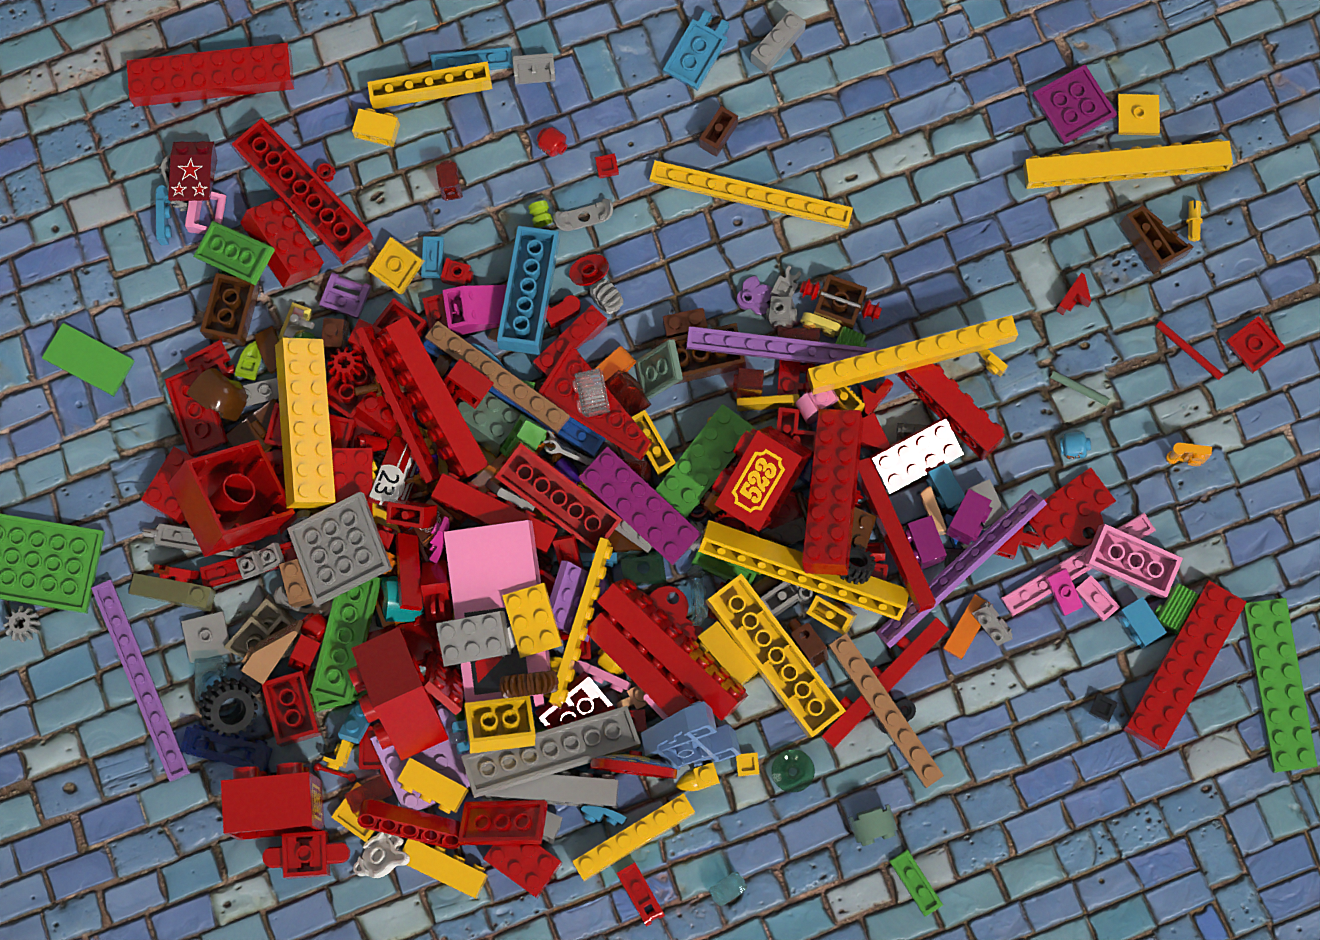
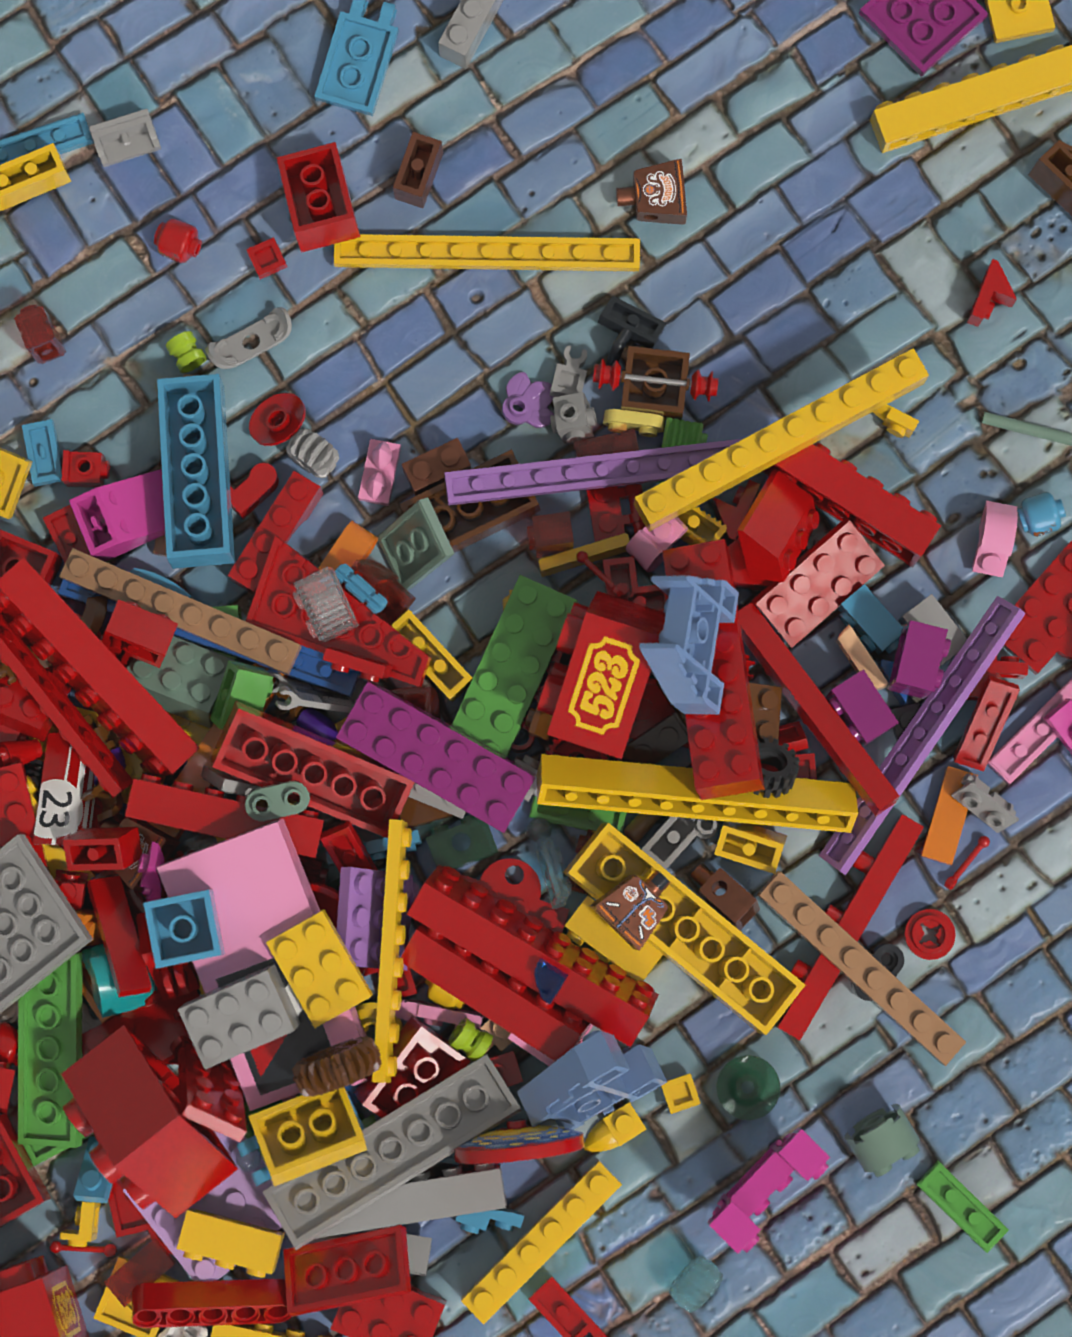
camera: 15 degrees left, 5 degrees up
(452, 573) = (184, 928): none -> dark azure brick
(531, 509) = (276, 796): none -> sand green plate
(595, 431) = (344, 661): none -> red plate
(617, 388) = (360, 588): none -> dark azure axle
(618, 694) = (470, 1039): none -> lime wheel
(647, 319) = (379, 472): none -> bright pink tile
(649, 134) = (318, 197): none -> red brick
(678, 664) = (548, 980): none -> clear blue tile
(744, 631) = (634, 907): none -> copper torso
(765, 402) = (582, 557): none -> red hinge
(812, 816) = (768, 1174): none -> dark pink wedge
(819, 464) = (688, 641): none -> medium blue wedge
(833, 261) = (629, 324): none -> black plate
(871, 181) = (657, 193): none -> copper torso
(897, 412) = (777, 528): none -> red slope
(940, 691) = (931, 919): none -> red gear
(986, 649) = (983, 842): none -> red hinge
(1005, 571) = (986, 723): none -> plate
(1040, 454) = (996, 538): none -> bright pink brick

